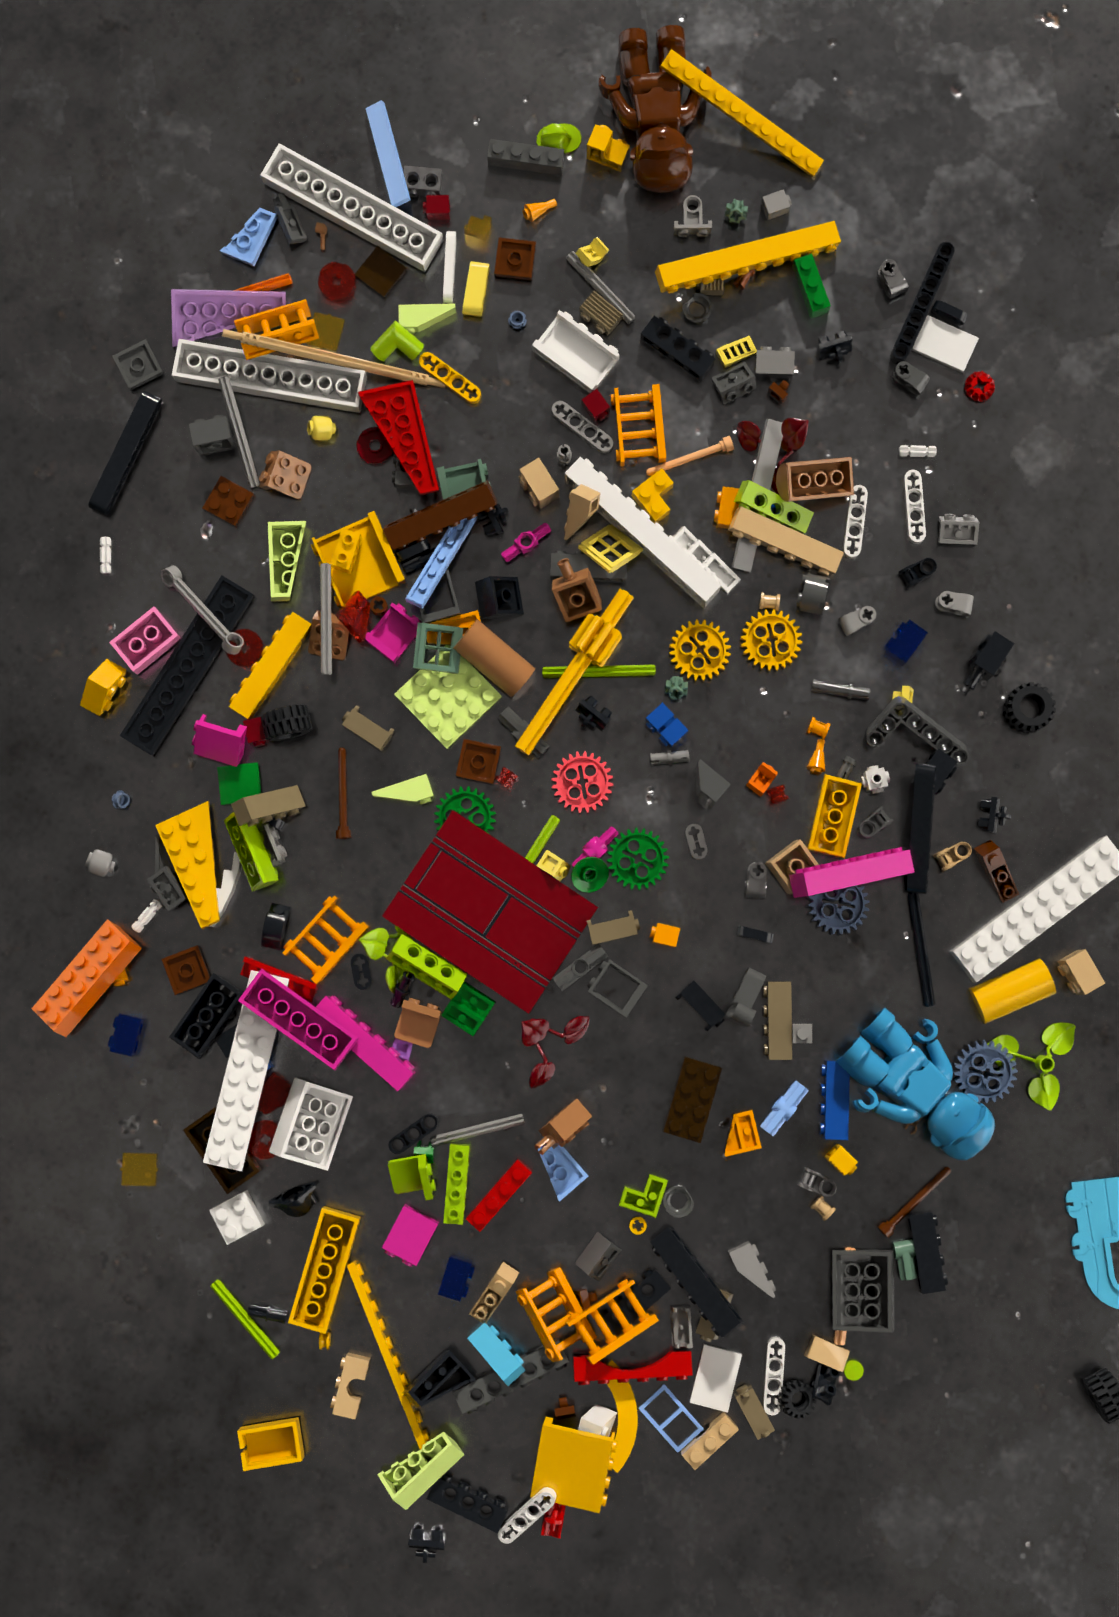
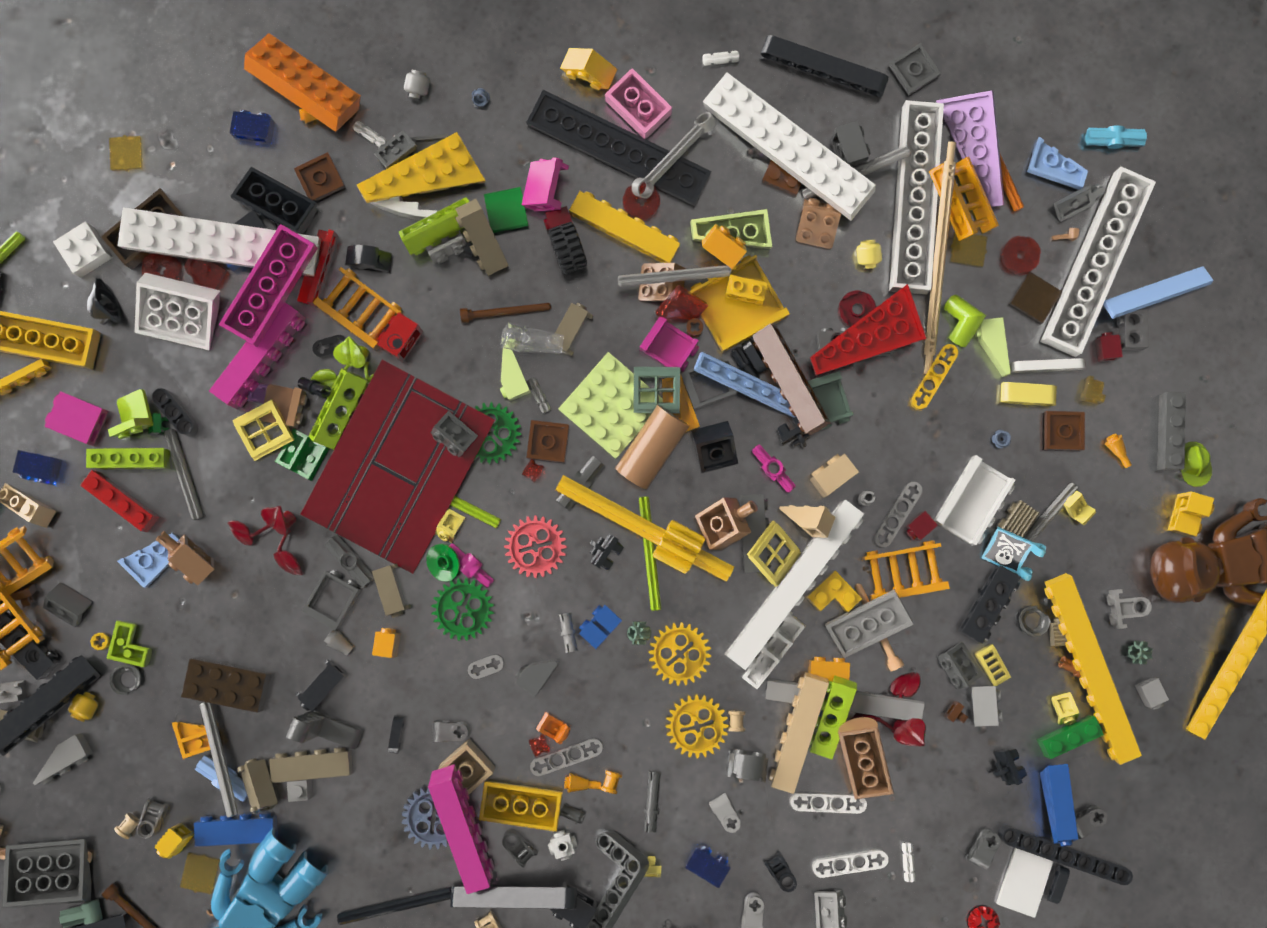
camera: 80 degrees right, 0 degrees up
(205, 494) = (789, 146): none -> white brick
(228, 176) = (1116, 137): none -> medium azure piece
(301, 566) = (724, 245): none -> light orange brick
(360, 898) = (399, 336): none -> red brick
(376, 767) = (529, 339): none -> clear slope
(431, 766) = (538, 395): none -> light grey axle
(456, 1038) = (271, 445): none -> light yellow piece
(464, 850) = (453, 434): none -> dark grey bracket
(628, 321) = (1011, 551): none -> flag
(659, 985) = (338, 642): none -> light grey cone
(686, 464) = (869, 623): none -> light grey plate
(702, 1245) = (83, 707): none -> yellow head
(764, 1109) = (219, 759): none -> light grey axle
(784, 287) = (1065, 708): none -> light yellow bracket
(788, 770) = (567, 759): none -> light grey beam
(794, 1072) = (258, 785): none -> dark tan brick
(873, 302) = (1059, 804): none -> blue slope
(875, 1140) = (199, 873): none -> clear yellow piece

